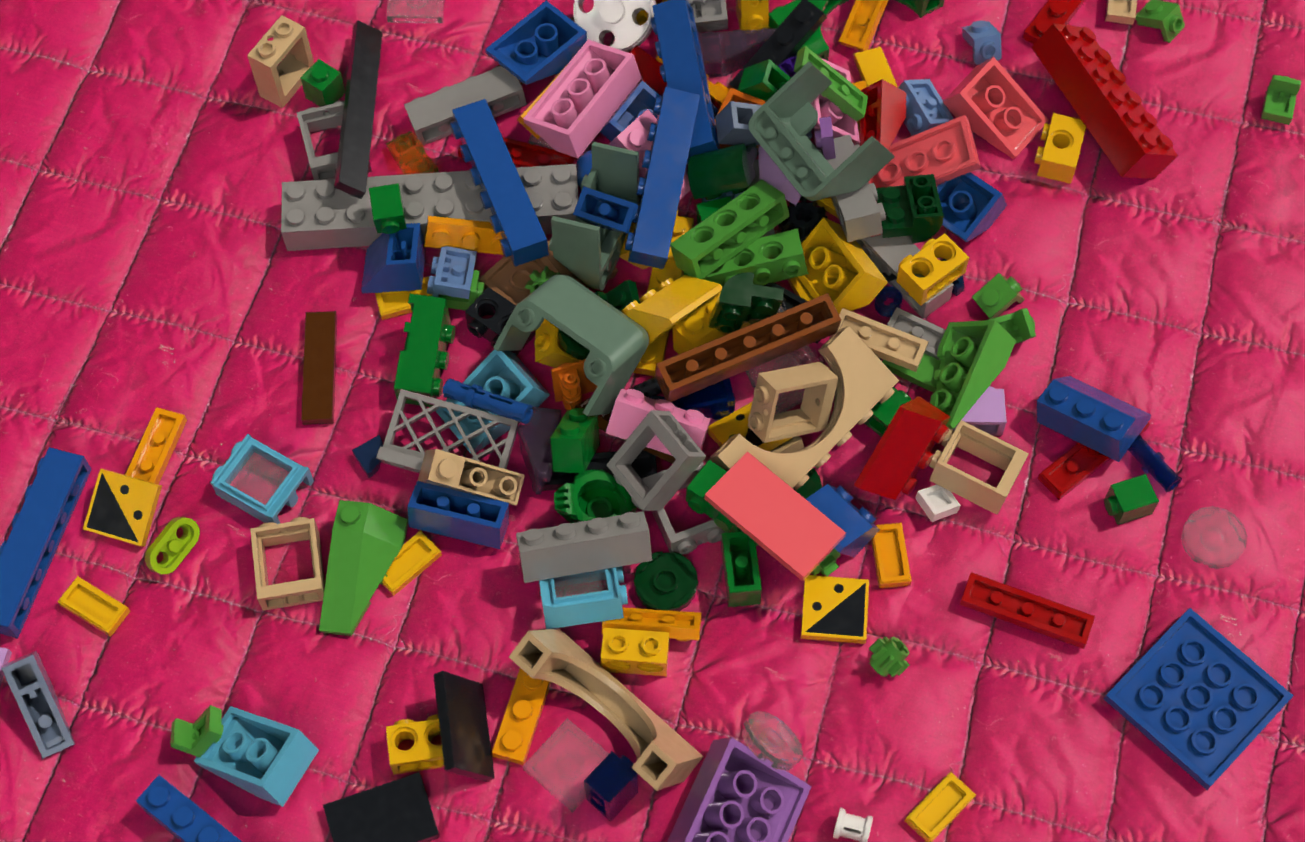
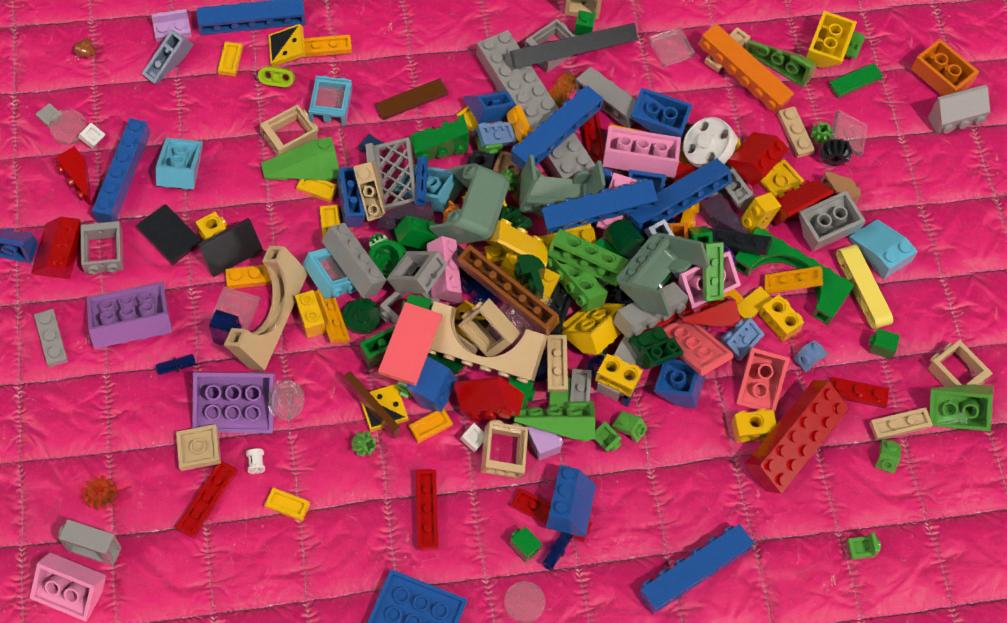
camera: 60 degrees right, 0 degrees up
(198, 736) = (177, 130): bright green bracket -> none
(387, 208) = (511, 82): green brick -> none
(481, 566) = (329, 217): none -> yellow tile
(605, 210) = (563, 184): blue slope -> none
(825, 139) = (674, 283): medium lavender plate -> none
(834, 618) = (372, 404): none -> reddish brown tile
(915, 49) = (777, 320): none -> yellow brick
(1243, 304) = (696, 568): none -> blue brick

